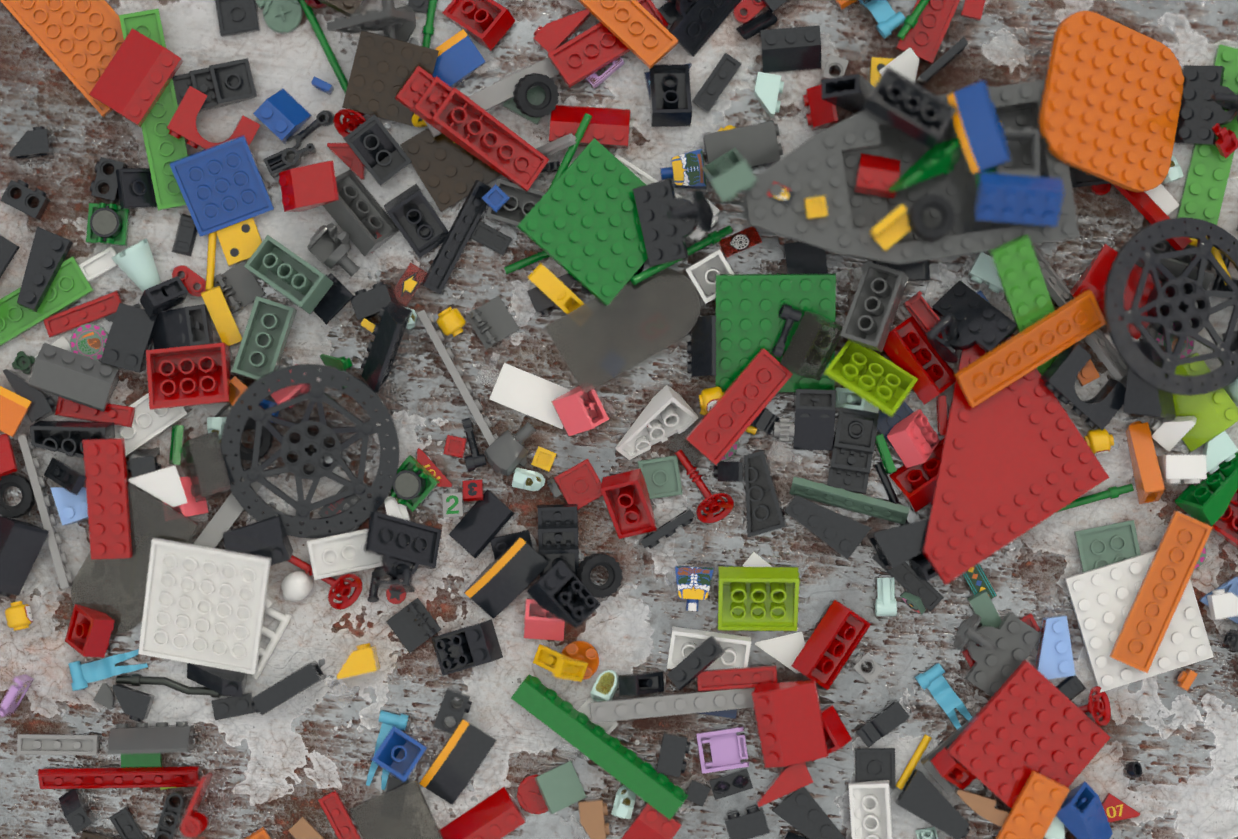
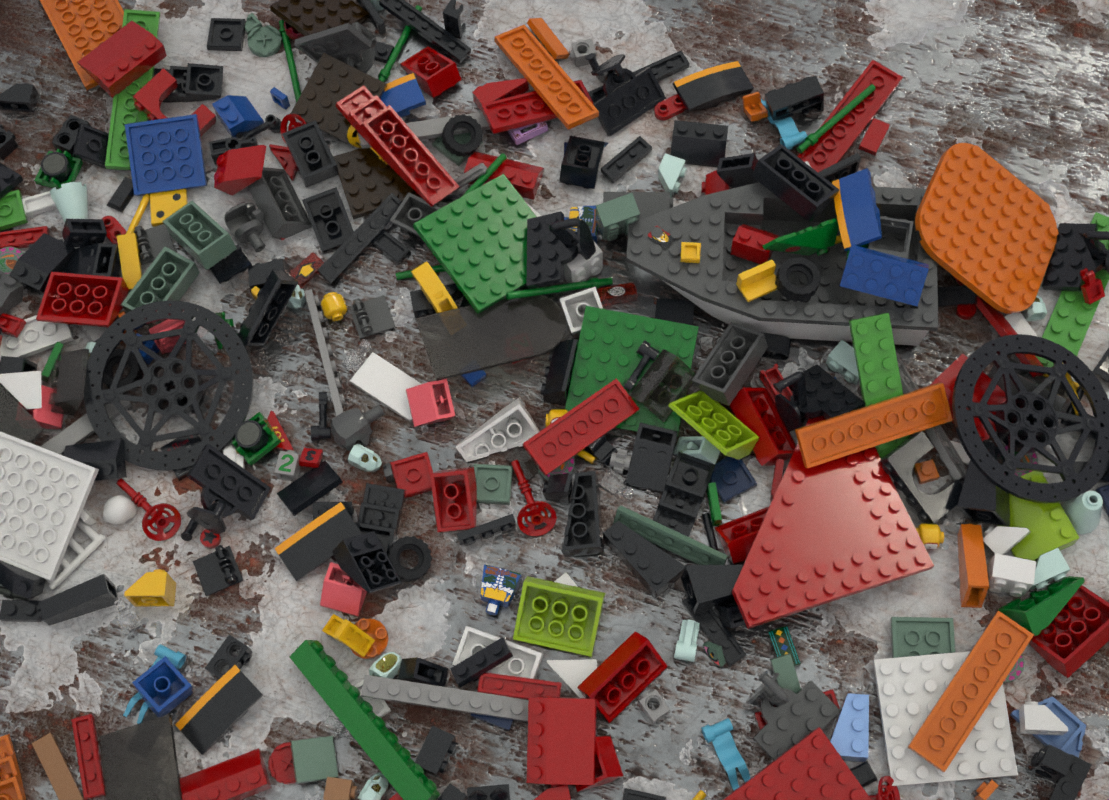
camera: 15 degrees right, 20 degrees down
(341, 554) = (168, 487): white tile -> none
(455, 446) = (306, 416): red tile -> none
(467, 647) = (262, 601): black slope -> none
(495, 198) = (402, 206): blue tile -> none
(543, 459) = (386, 444): yellow tile -> none
(726, 749) = (492, 759): lavender container -> none
(758, 23) = (669, 122): black tile -> none
(883, 723) = (658, 767): black piece -> none
(913, 439) = (745, 494): coral slope -> none
(1112, 492) = (934, 588): green bar -> none

